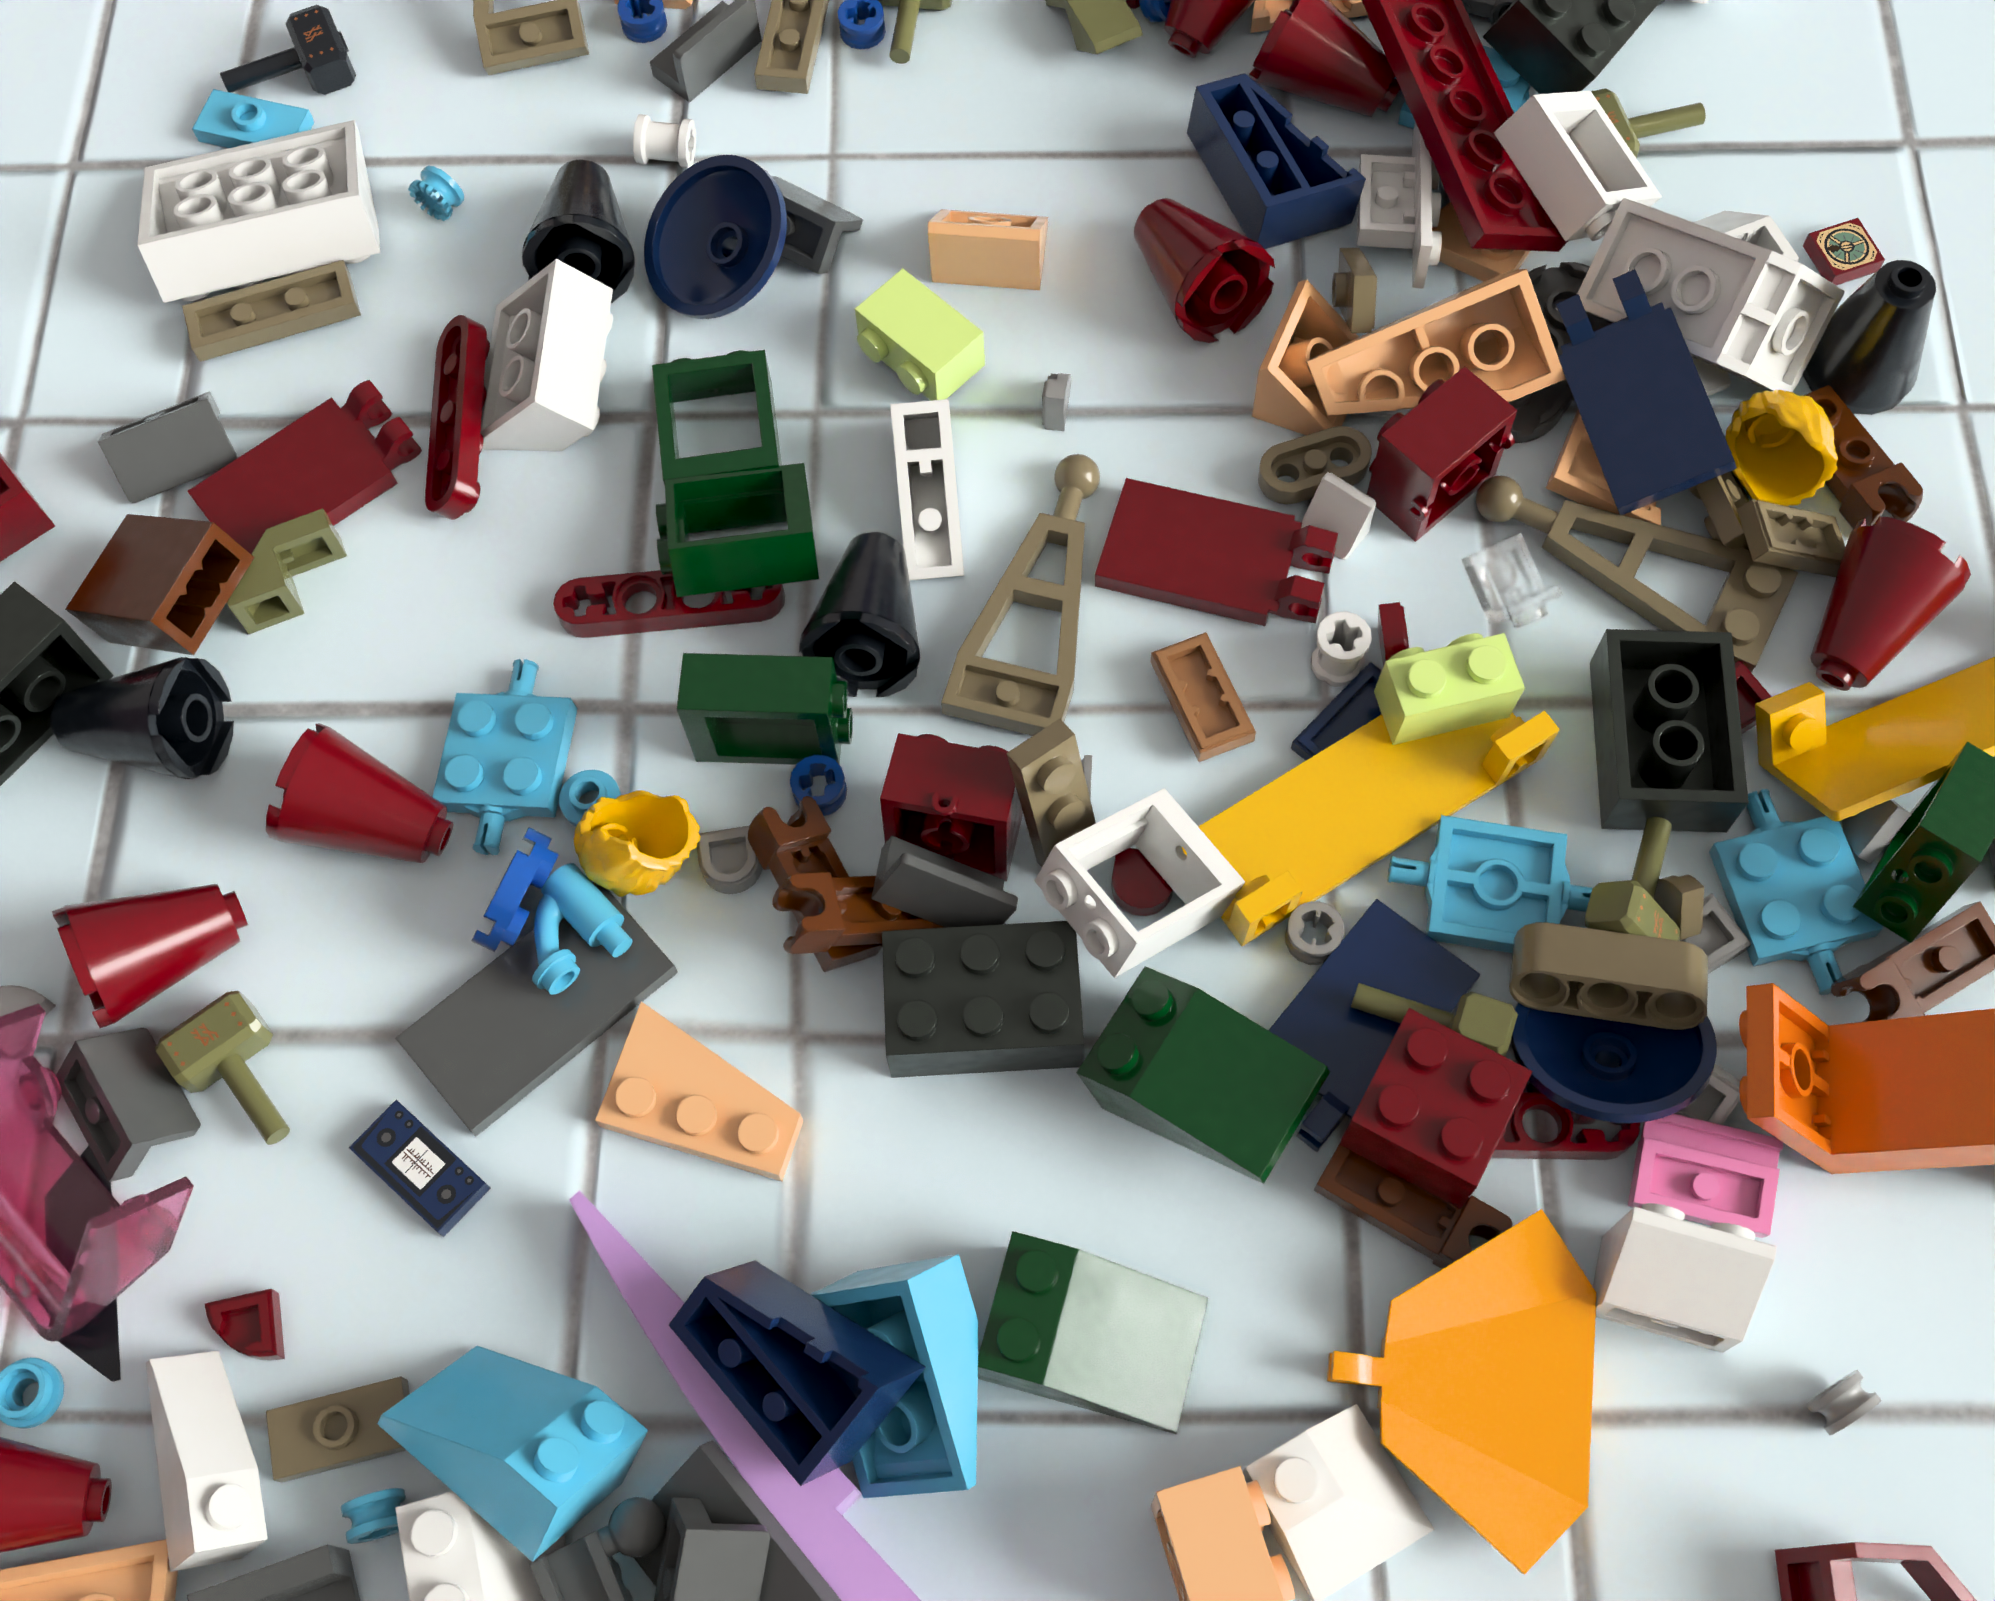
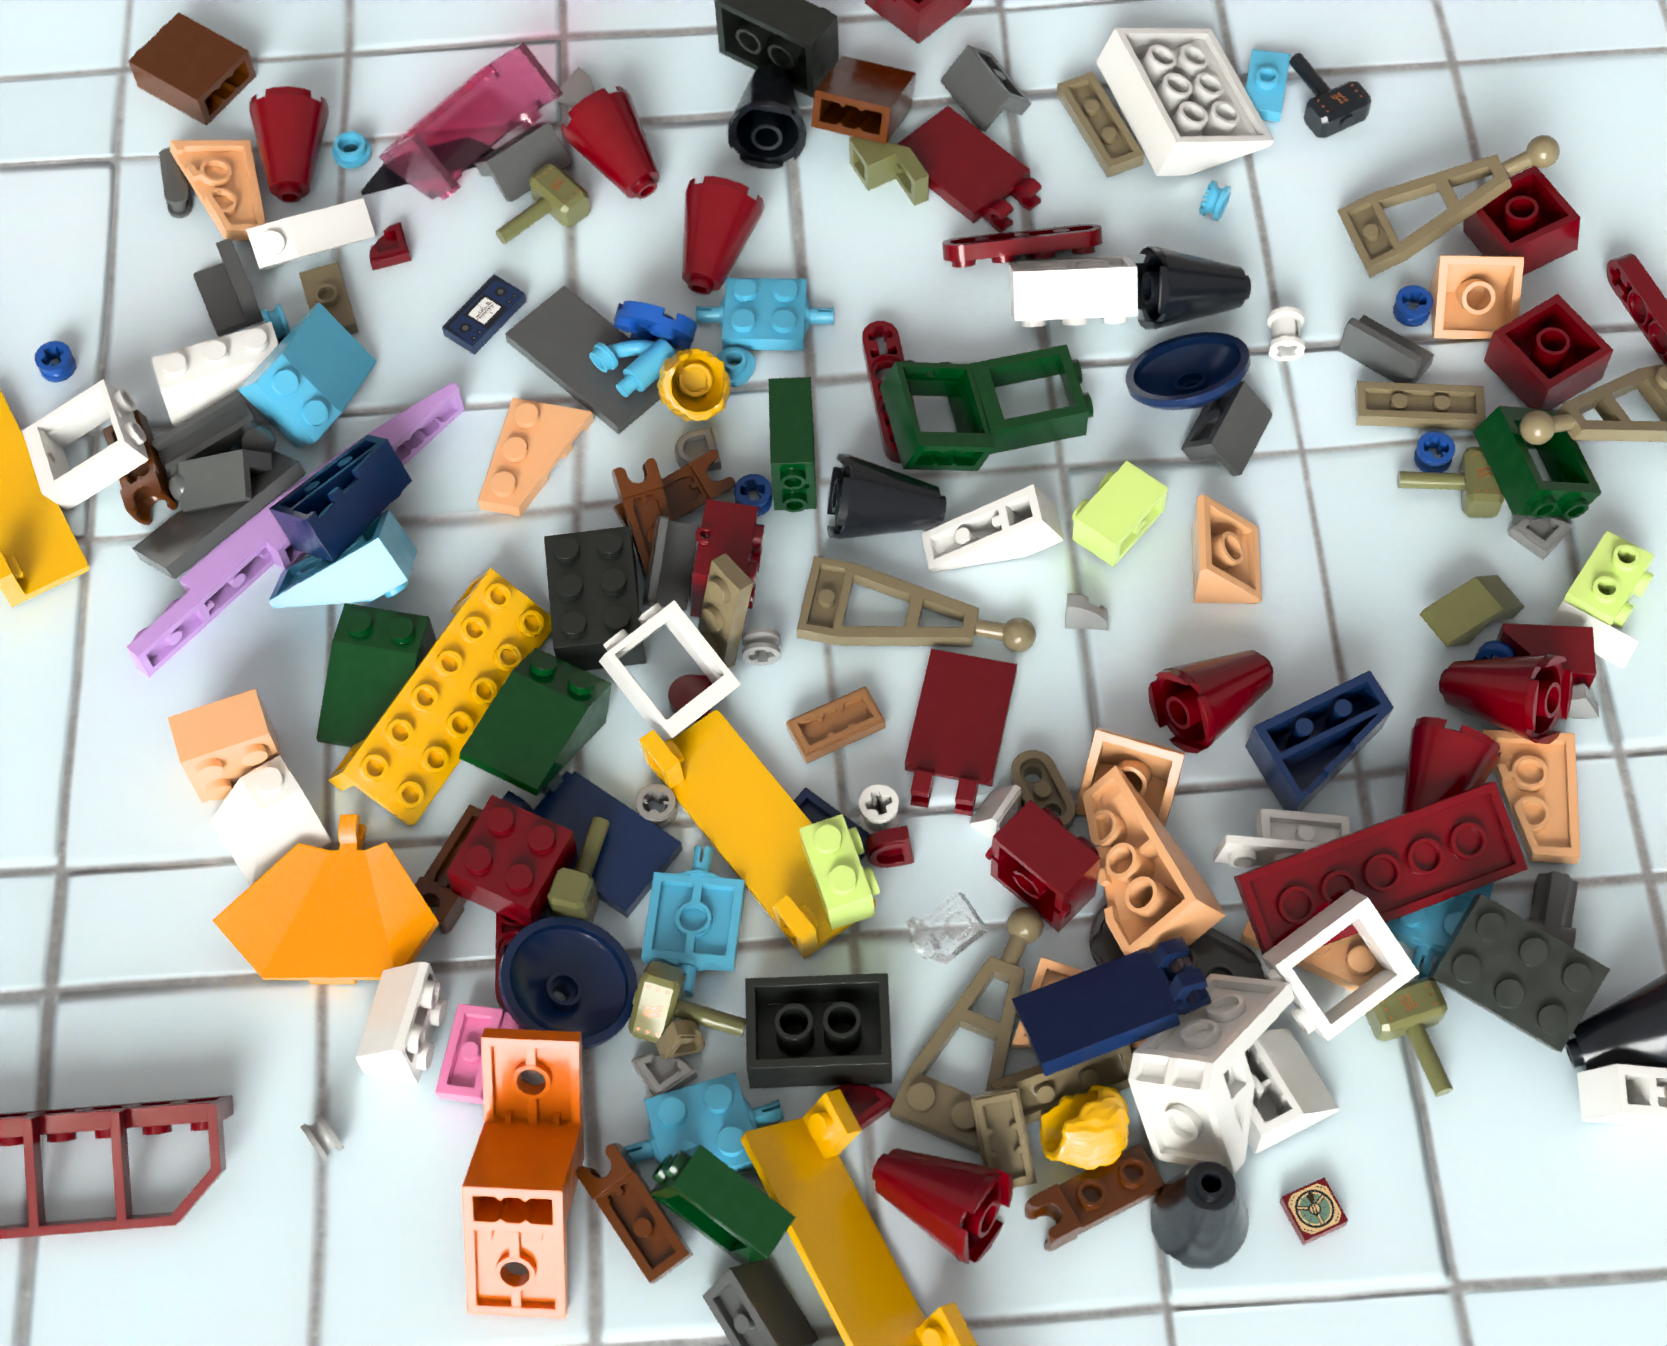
camera: 85 degrees right, 5 degrees down
(1134, 1218) = (445, 698): none -> yellow bracket
(1355, 290) = (1195, 803): dark tan plate -> none
(1609, 975) = (612, 976): dark tan beam -> none

